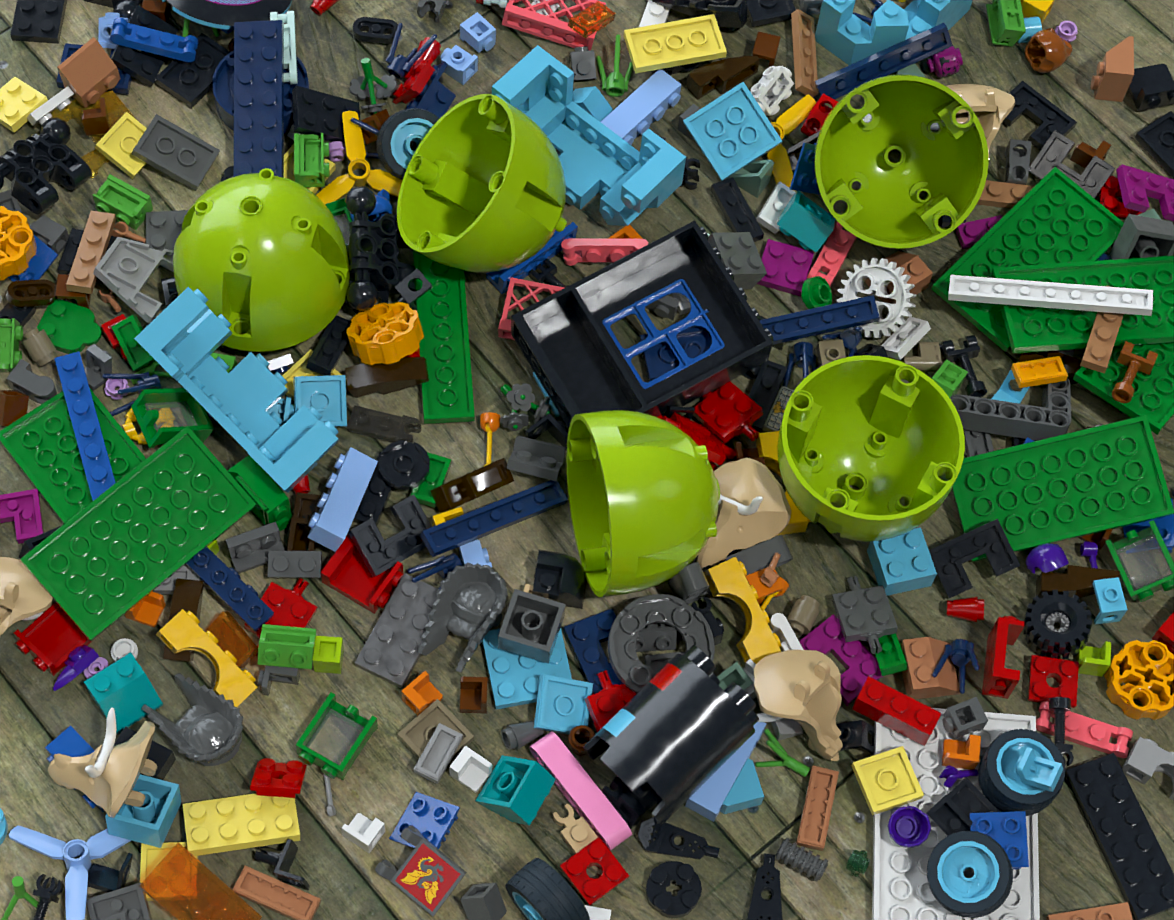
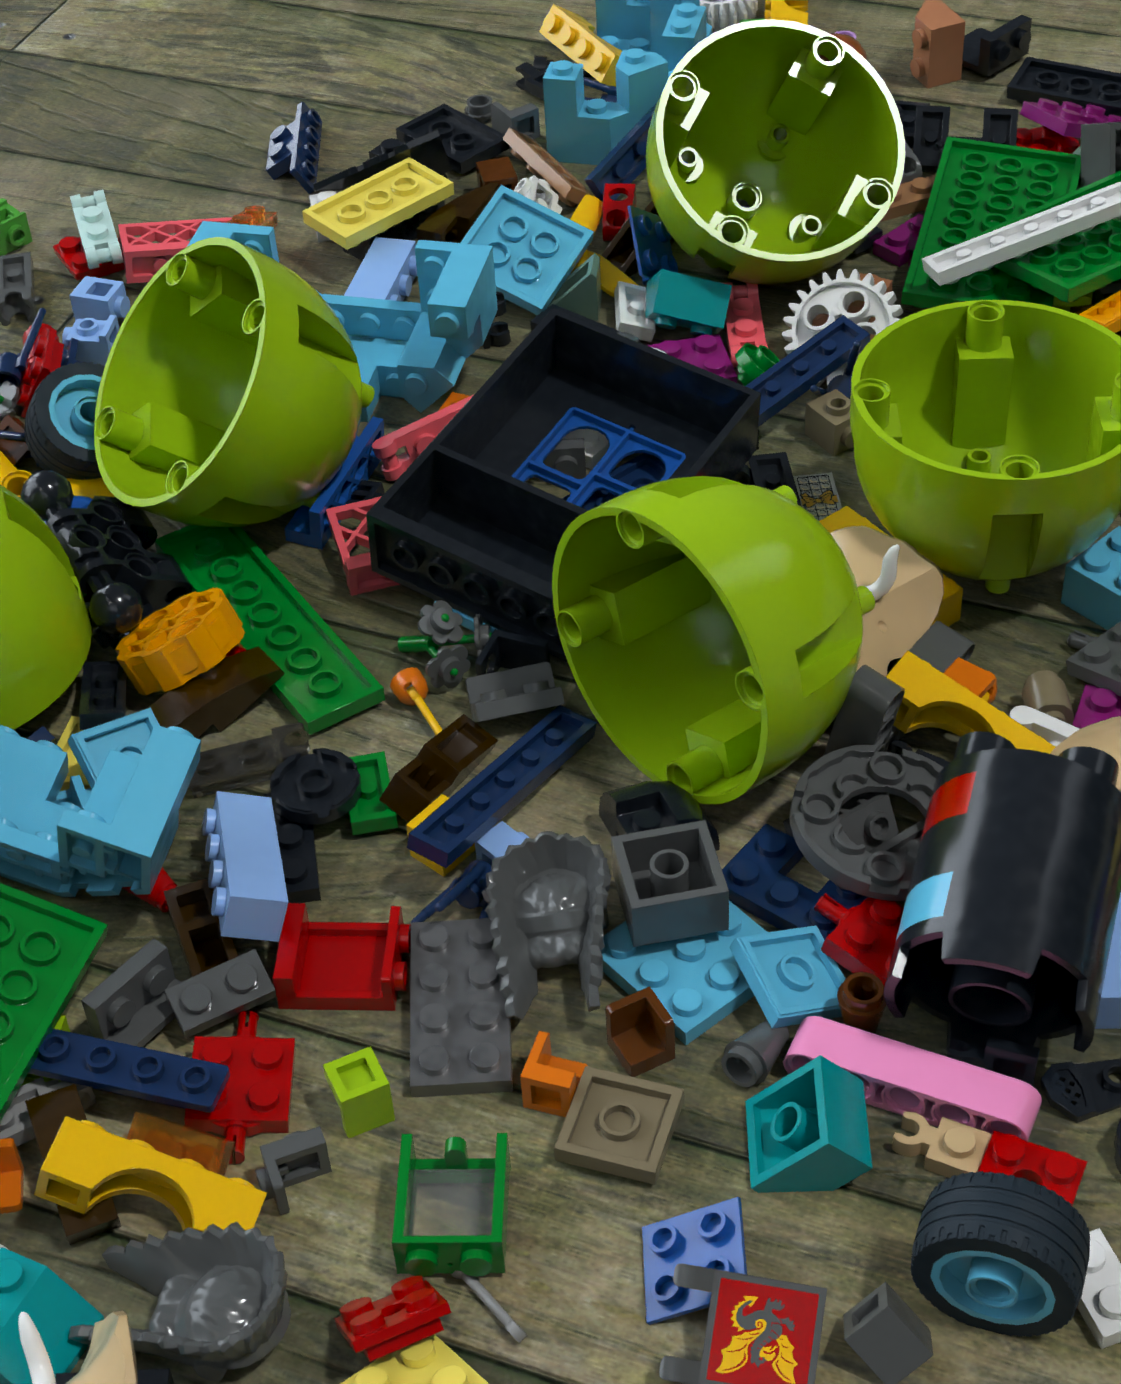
camera: 20 degrees left, 20 degrees down
(271, 501) = (127, 905): green window -> none
(286, 646) = (282, 1104): bright green hinge -> none
(364, 832) = (598, 1334): white panel -> none
(383, 554) = (362, 909): black plate -> none
(408, 296) = (176, 583): black bracket -> none
(438, 753) = (645, 1140): light grey tile -> none
(470, 769) = (712, 1140): white panel -> none
(615, 84) = (321, 278): bright green plant -> none
(769, 576) = (966, 665): nougat hand -> none
(803, 357) = (798, 435): dark blue plant -> none
(1084, 153) = (969, 123): reddish brown panel -> none

